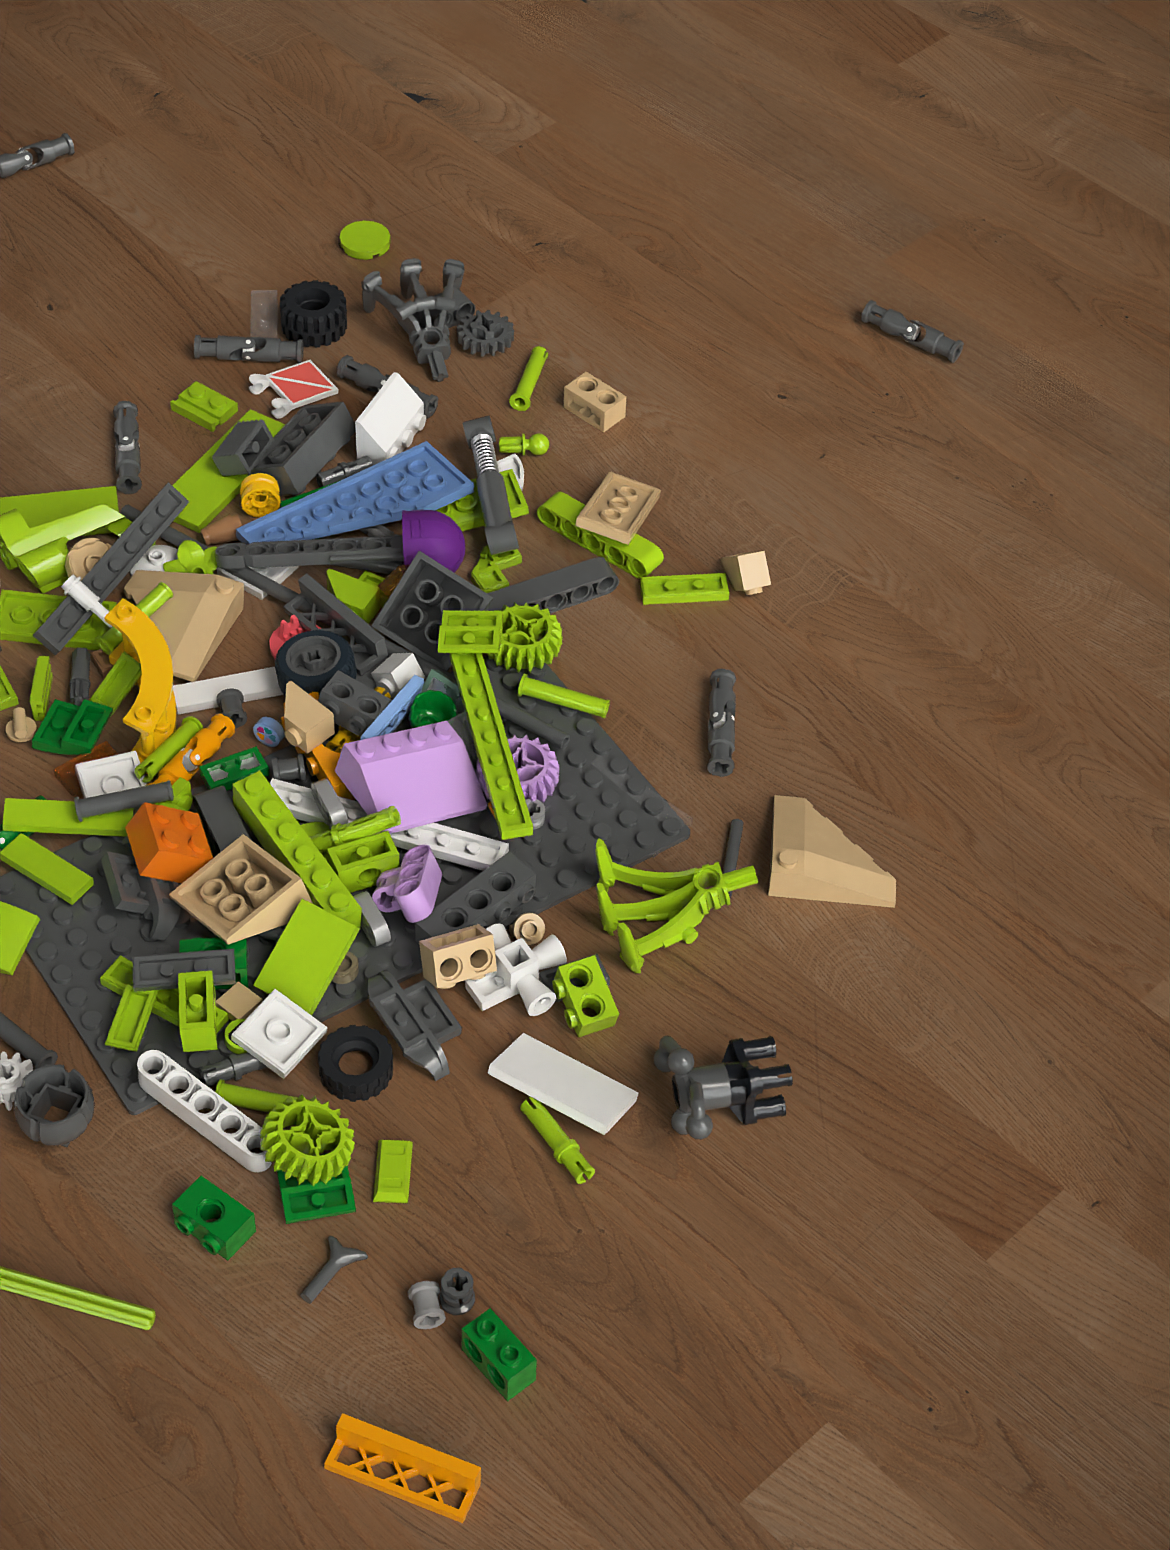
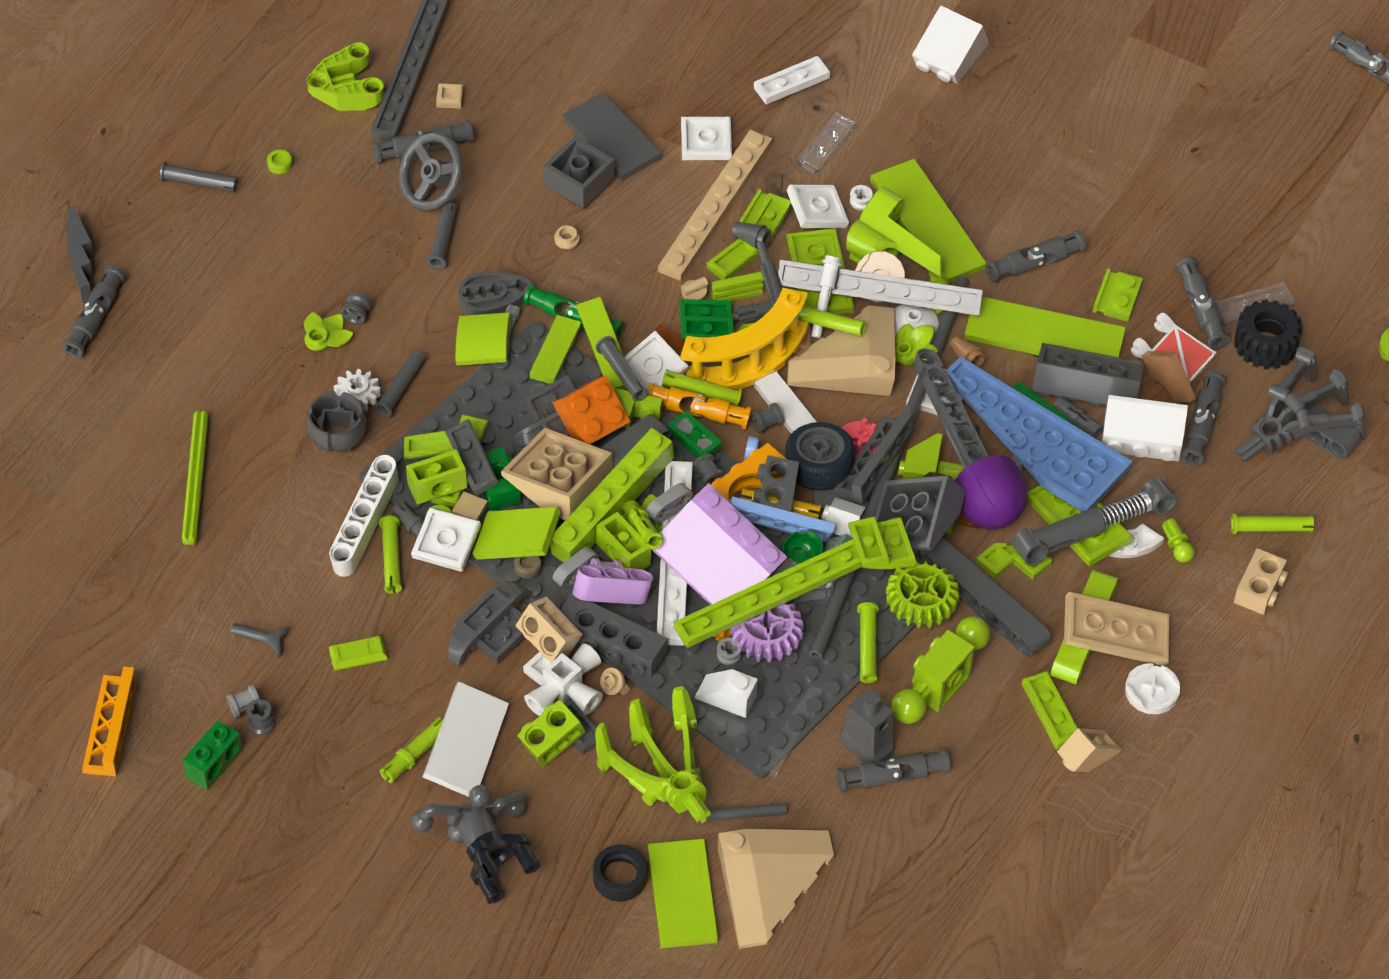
camera: 75 degrees right, 5 degrees up
(56, 649) = (769, 274): none -> dark grey axle
(205, 1202) = (278, 563): green brick -> none
(243, 448) = (1057, 331): dark grey brick -> none
(259, 494) = (1014, 363): yellow wheel -> none
(298, 1149) = (331, 592): lime gear -> none
(306, 719) = (743, 456): tan slope -> none
(318, 1201) = (326, 607): green slope -> none
(330, 386) = (1169, 372): none -> medium nougat tile
(355, 1086) = (436, 582): black tyre -> none
(485, 333) = (1313, 472): dark grey gear -> none
(587, 821) = (729, 691): none -> white slope
(624, 645) = (941, 670): none -> lime brick
(676, 718) = (868, 728): none -> dark grey piece
(684, 511) = (1152, 688): none -> white tile
(782, 1001) = (623, 854): none -> black tyre
(818, 936) = (682, 893): none -> lime tile

